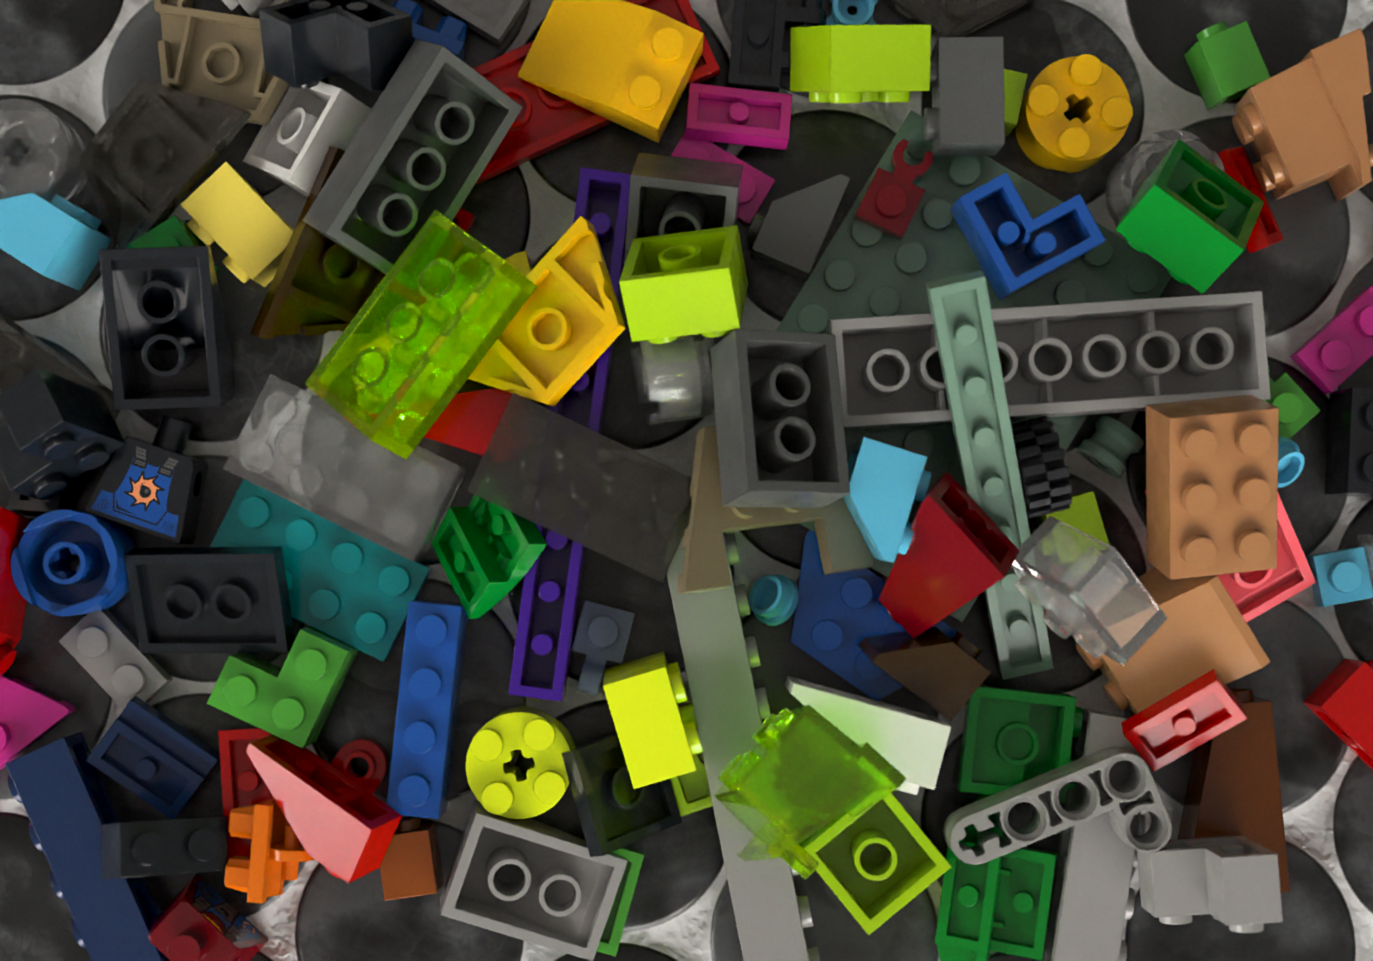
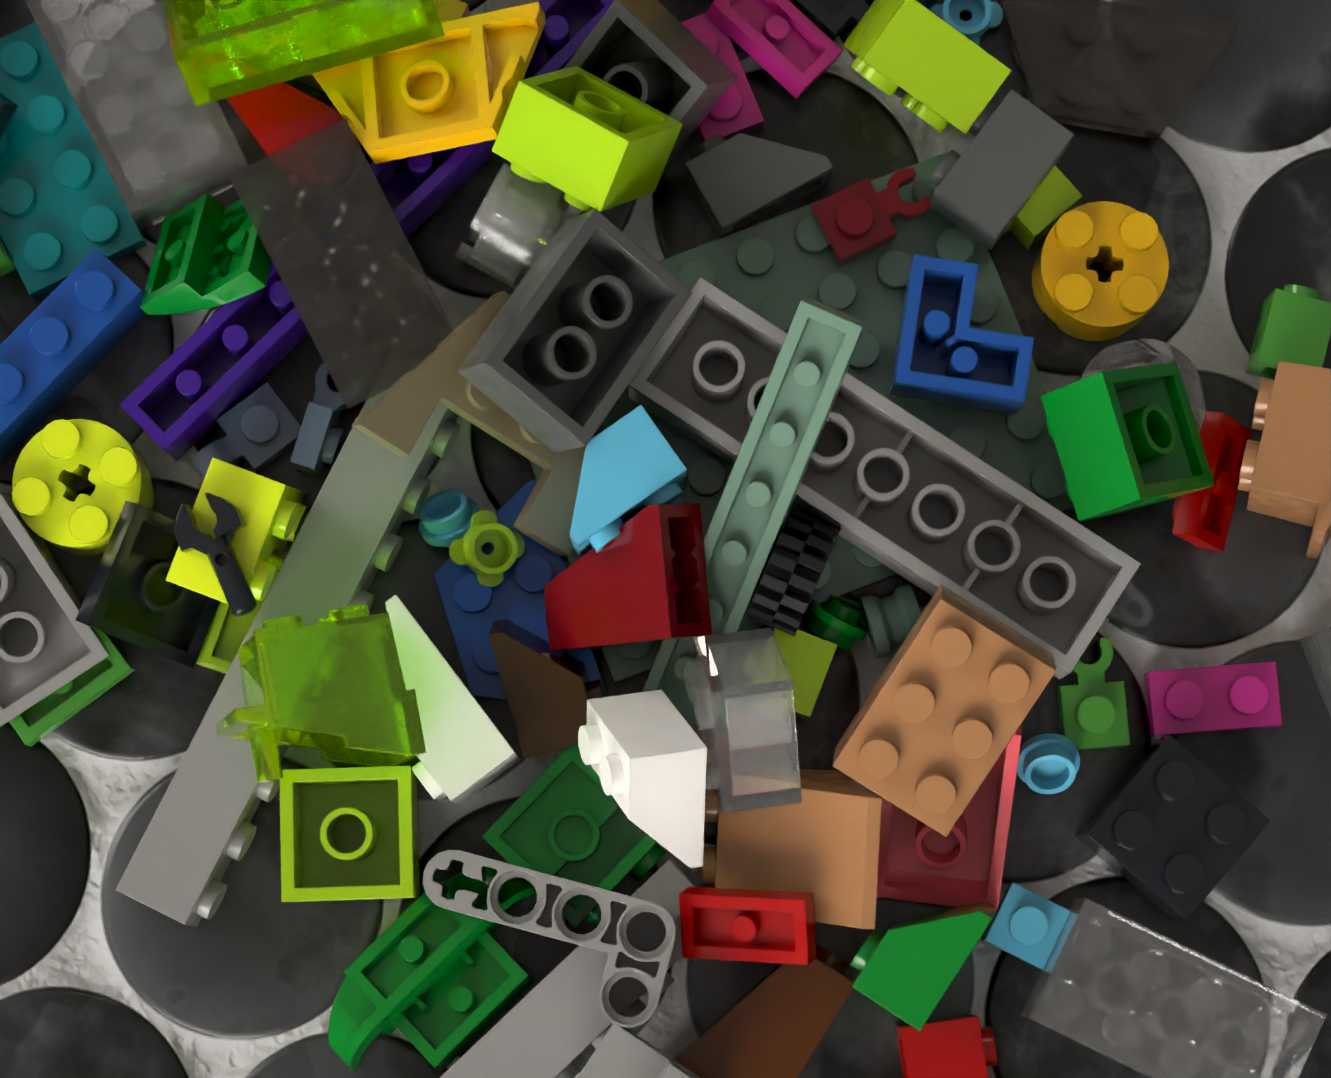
camera: 40 degrees right, 5 degrees down
(649, 610) = (319, 434): none -> sand blue plate
(656, 743) = (218, 550): none -> black bar
(831, 598) = (505, 545): none -> lime plate
(1046, 668) = (650, 767): none -> white slope
(1082, 473) = (836, 621): none -> green plate
(1307, 651) = (919, 959): none -> green slope

